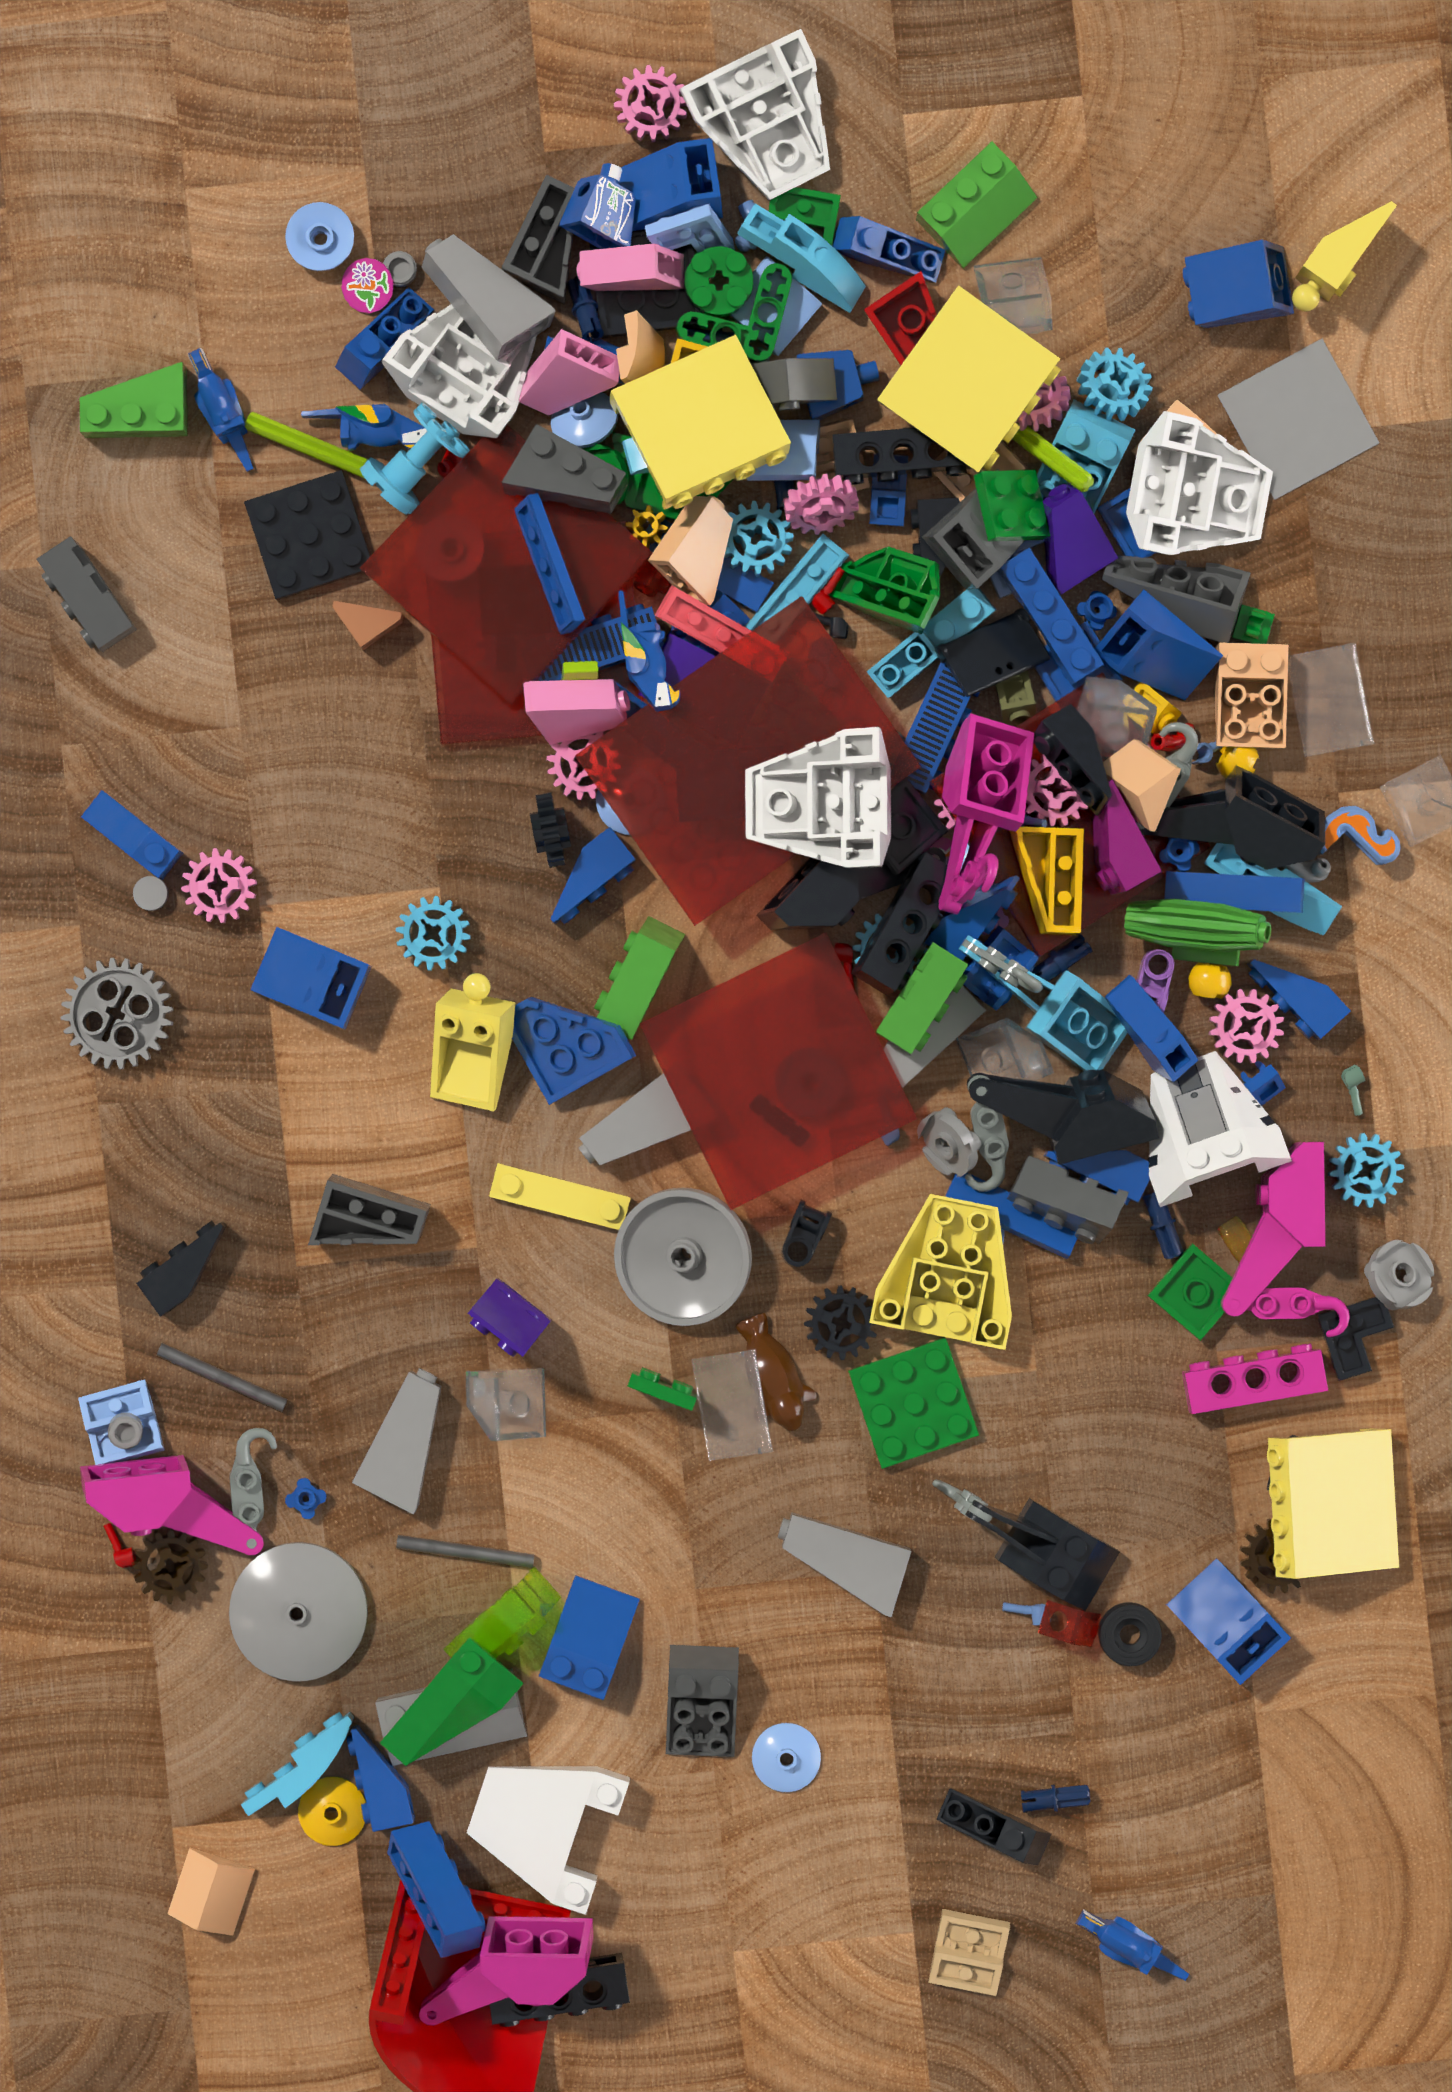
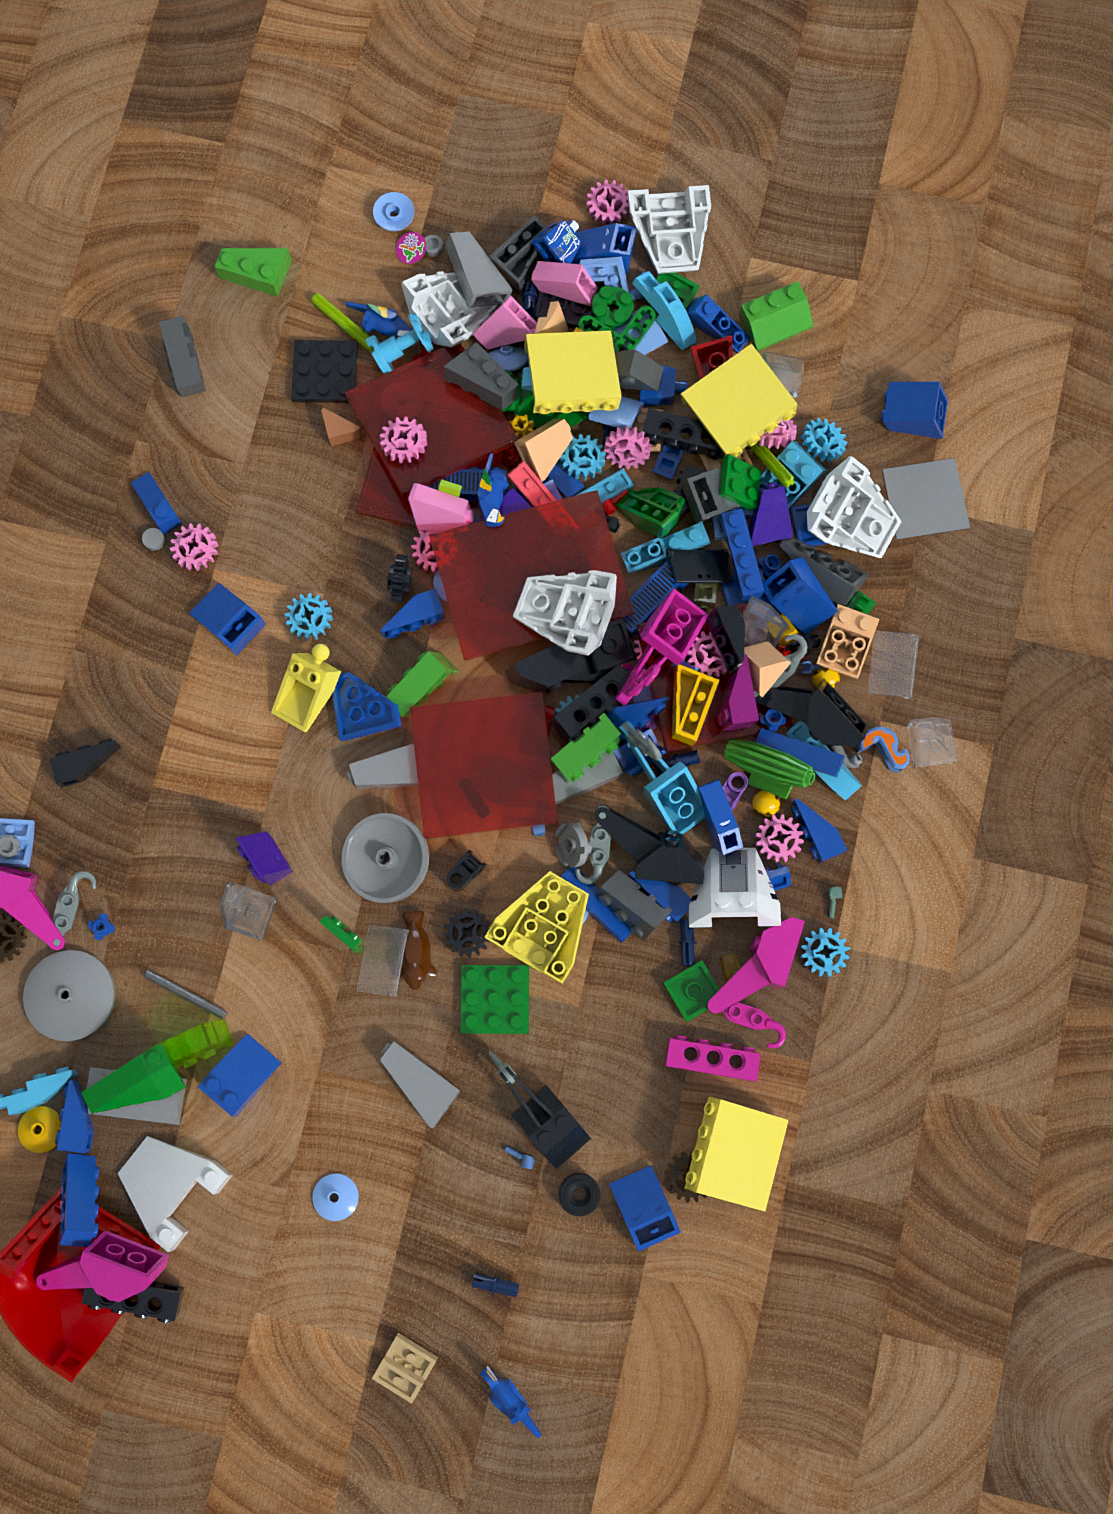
camera: 25 degrees right, 10 degrees down
(88, 999) = (118, 612): light grey gear -> none
(220, 406) = (301, 283): blue animal -> none
(222, 1377) = (81, 836): flat silver bar -> none
(364, 354) = (391, 278): blue slope -> none
(366, 1214) = (204, 766): dark grey wedge -> none
(400, 1450) = (170, 916): light grey slope -> none
(470, 611) = (402, 443): none -> bright pink gear
(549, 563) = (454, 423): blue tile -> none
(559, 1196) = (324, 797): light yellow plate -> none
(702, 1700) = (295, 1140): dark grey slope -> none
(994, 1827) = (450, 1290): black slope -> none
(1005, 1051) = (627, 800): clear slope -> none
(1080, 1627) = (548, 1179): clear red bracket -> none
(1192, 716) = (811, 643): none -> black pin
(1331, 262) = (981, 409): light yellow slope -> none
(1347, 1349) = (777, 1058): black plate -> none
(1383, 1280) = (814, 1024): light grey plate -> none

